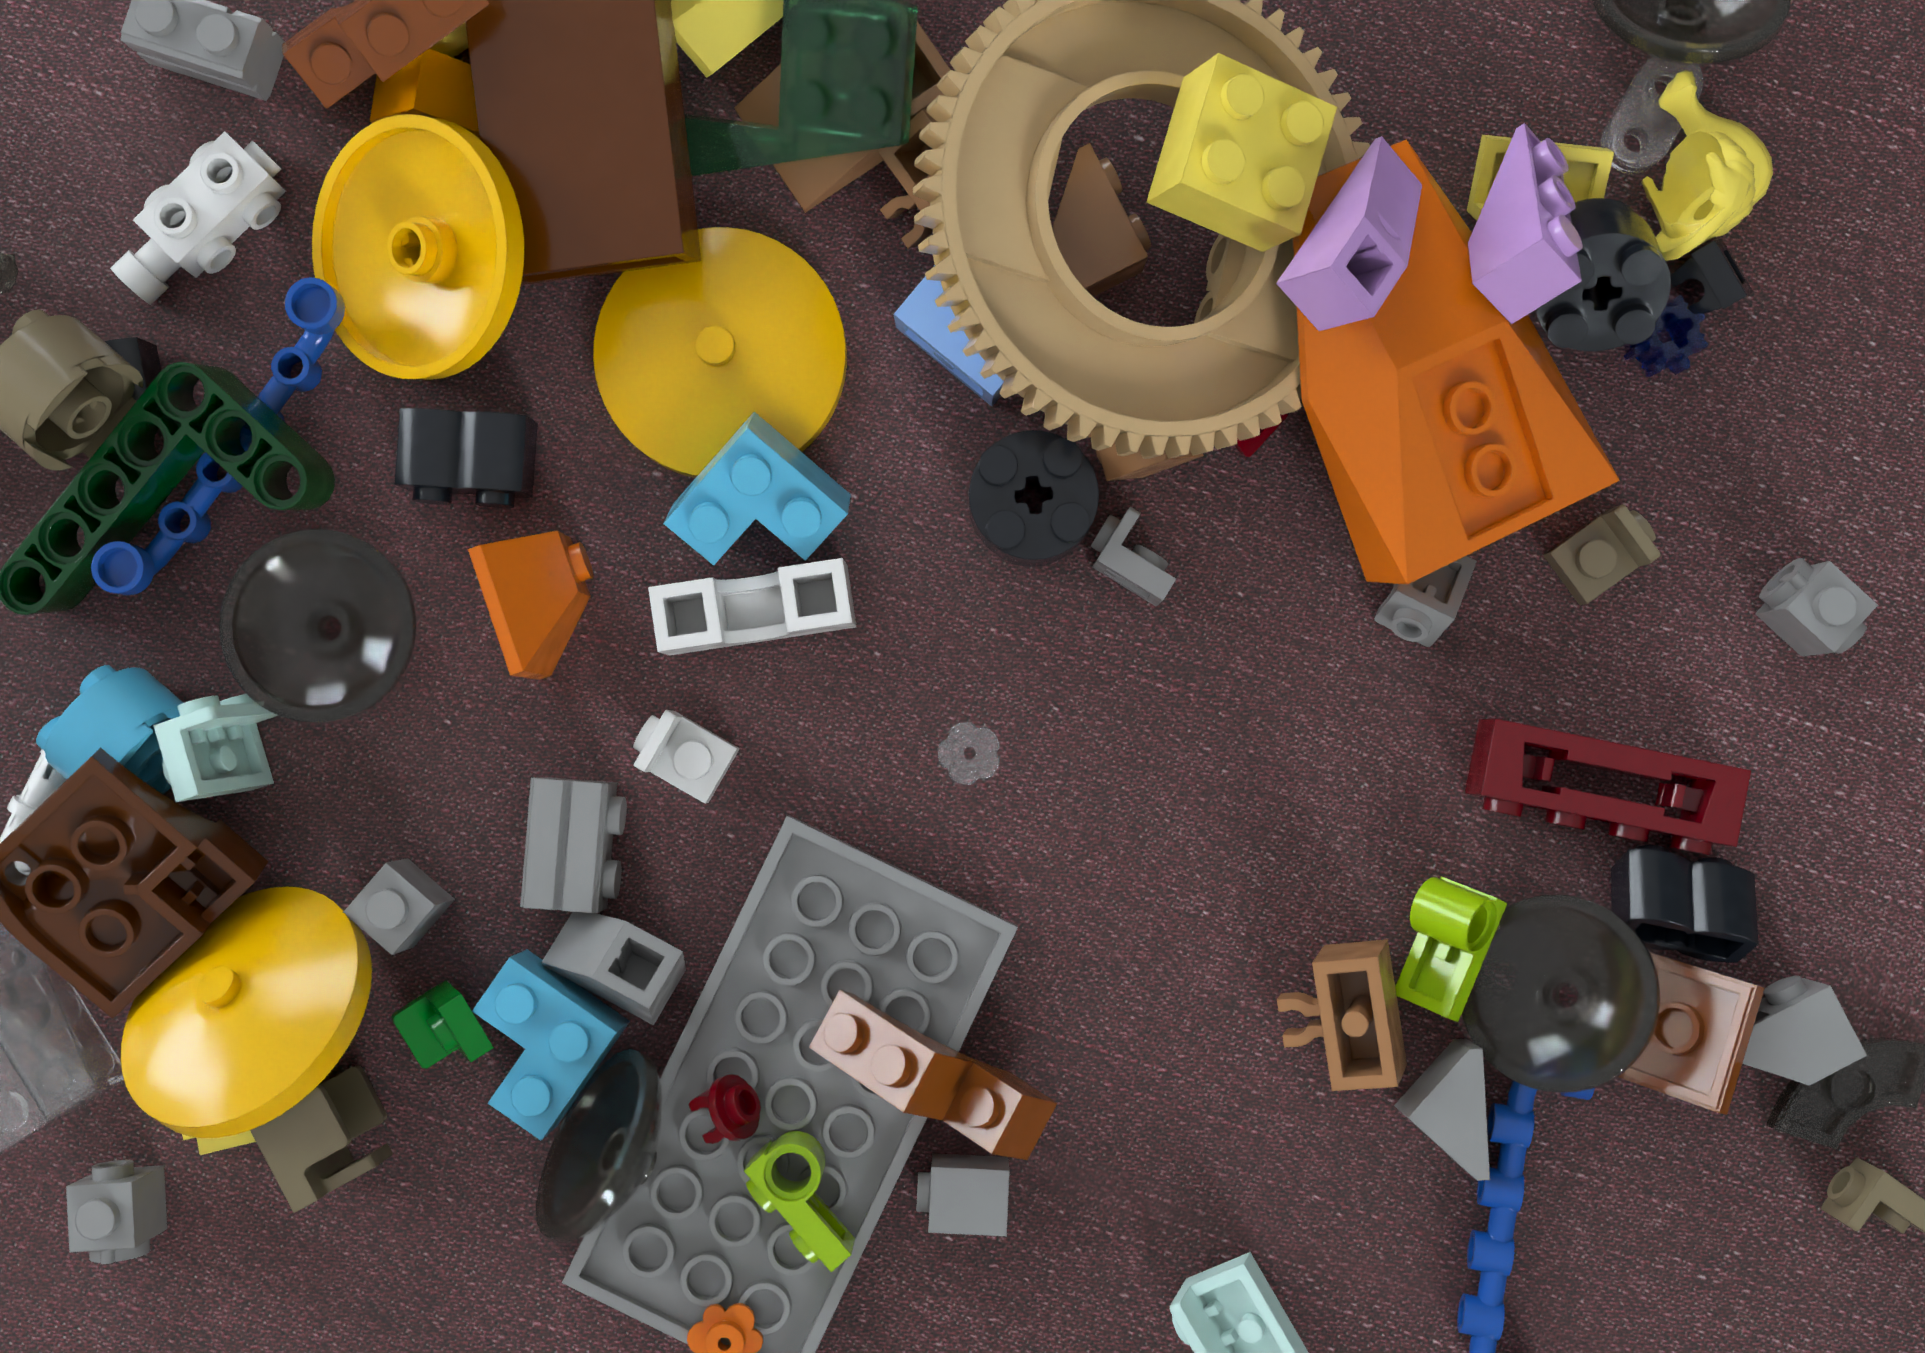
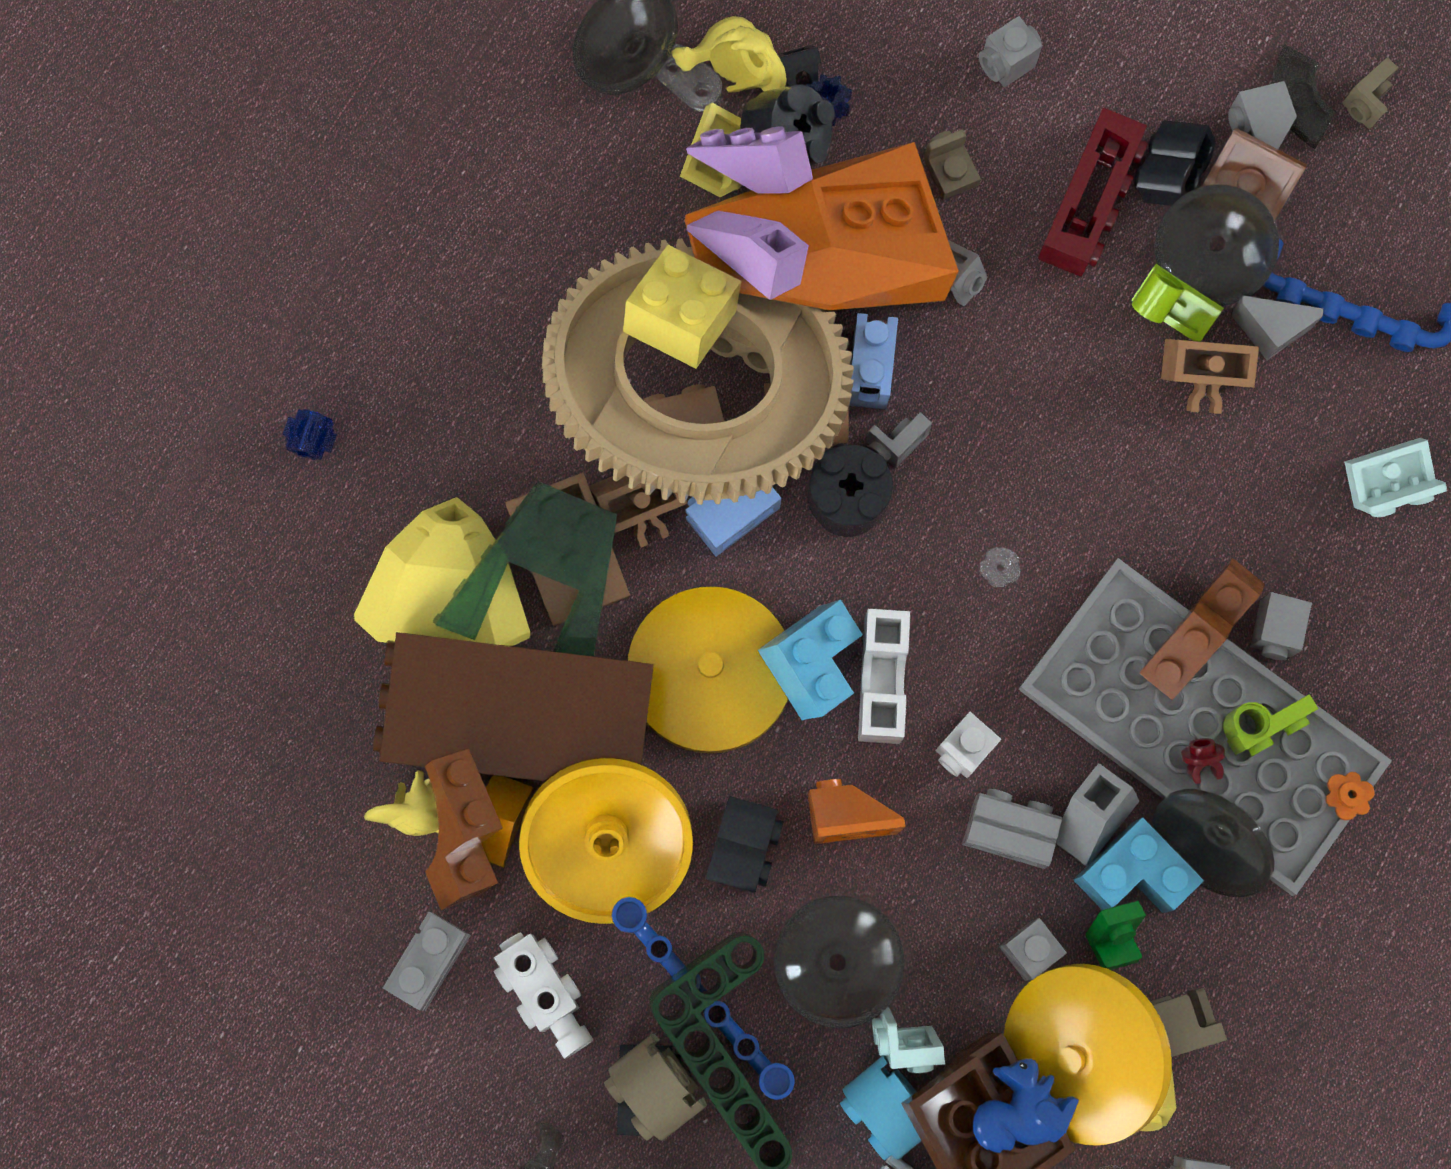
camera: 85 degrees left, 10 degrees down
(124, 942) = (1030, 1117): none -> blue animal
(1246, 491) = (873, 361): none -> light blue brick

